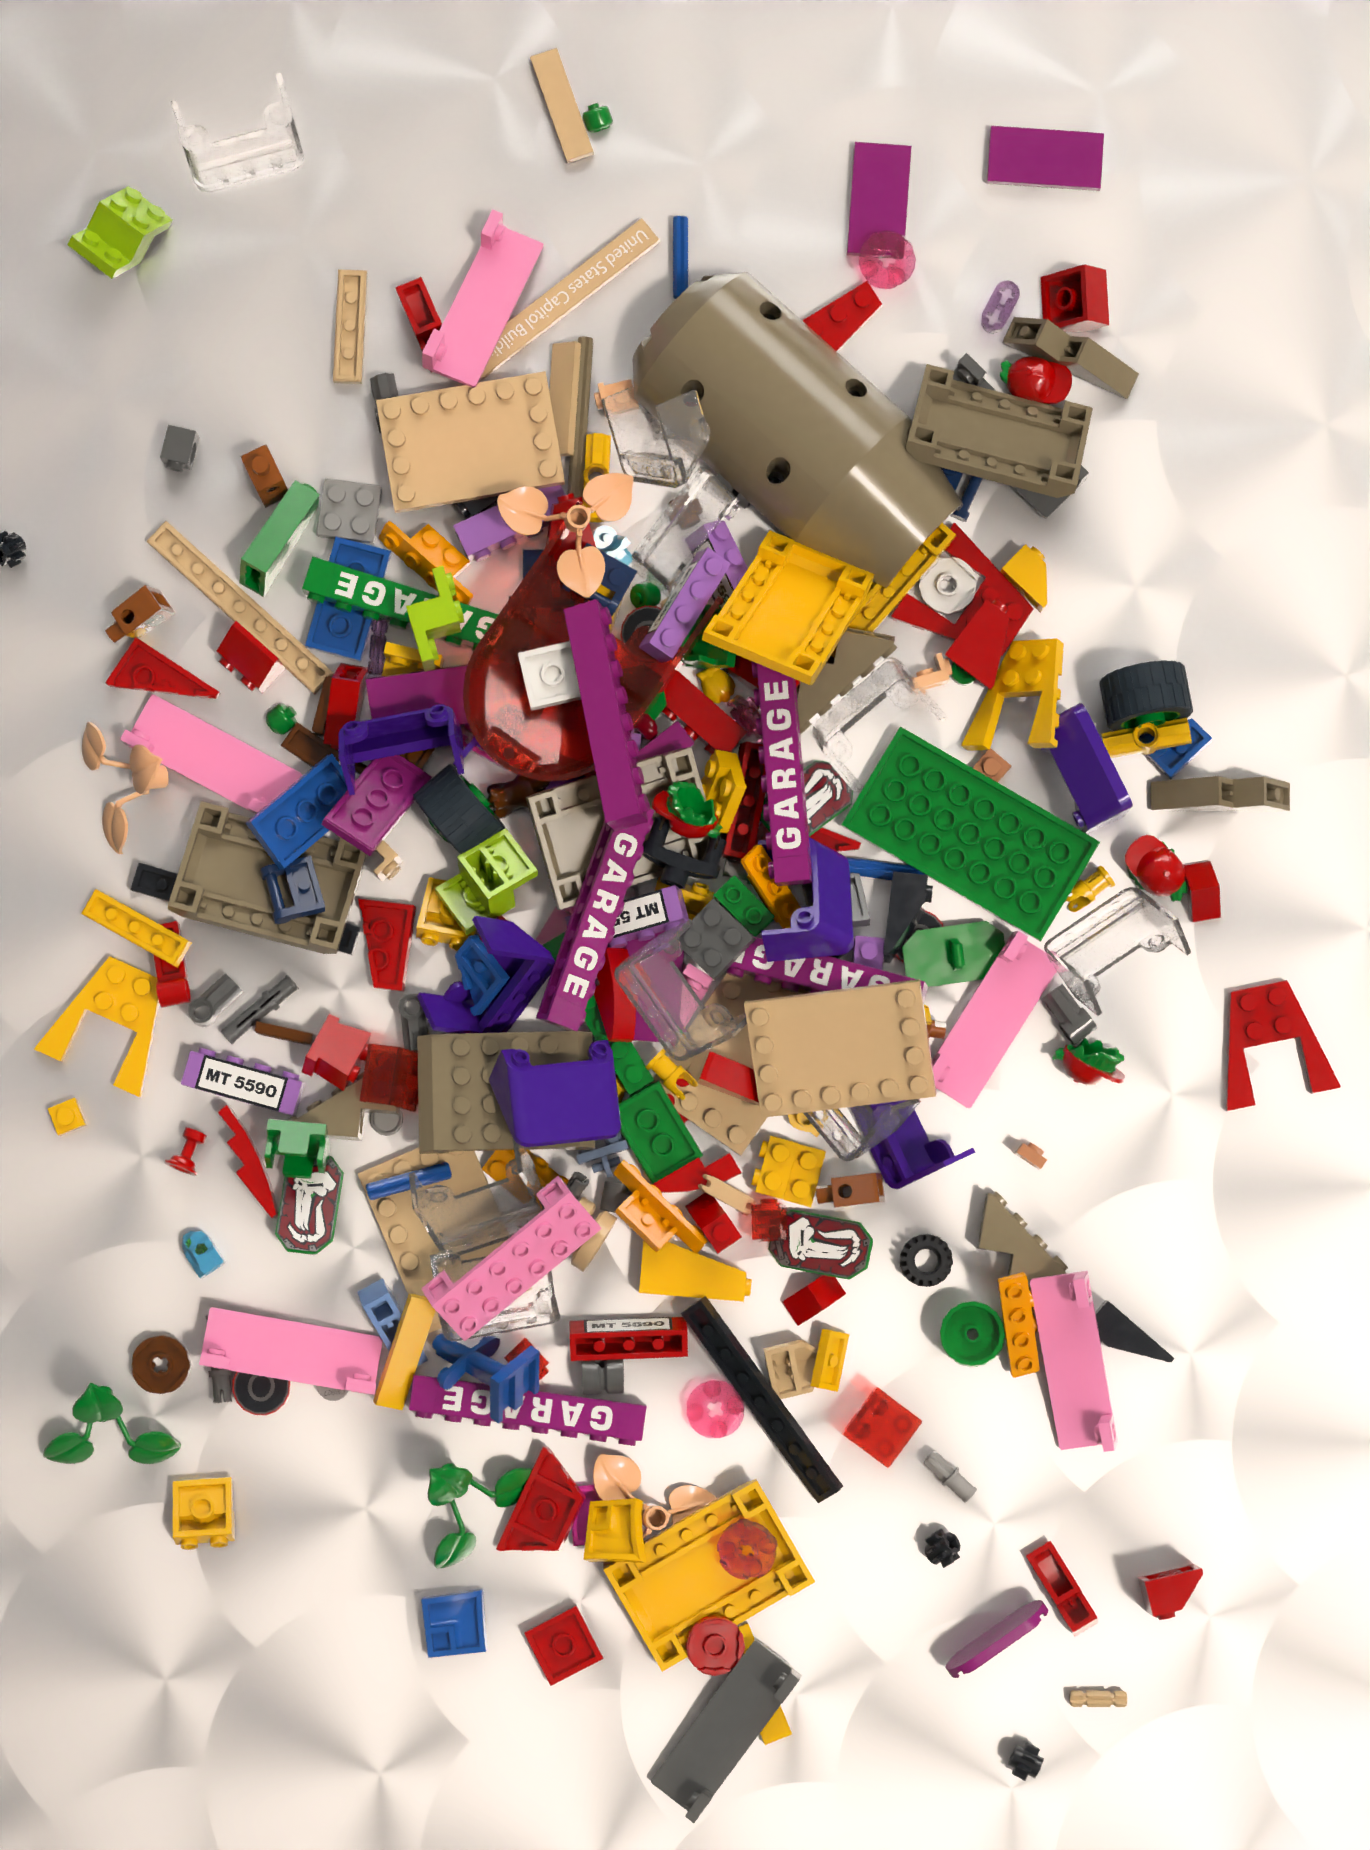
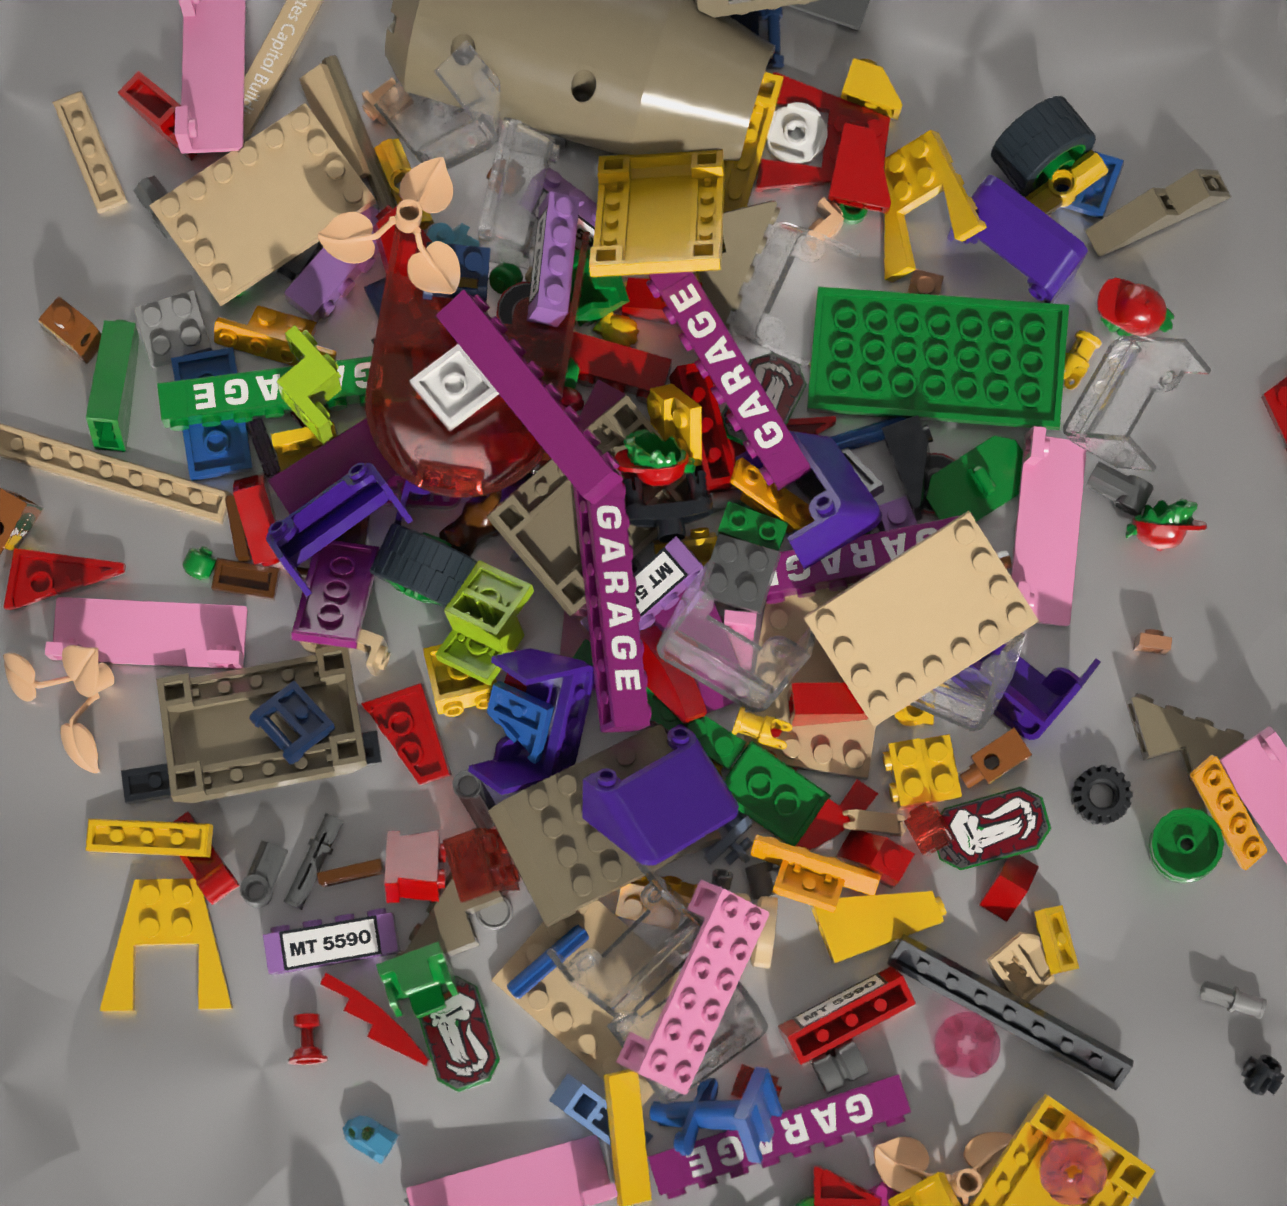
camera: 30 degrees left, 5 degrees down
(67, 1116) = (165, 1064): yellow plate -> none
(249, 658) = (139, 515): red slope -> none
(295, 817) = (263, 642): blue plate -> none
(745, 714) = (665, 342): clear pink plate -> none
(882, 1427) = (1140, 982): clear red bracket -> none
(1202, 892) = (1190, 310): red slope -> none

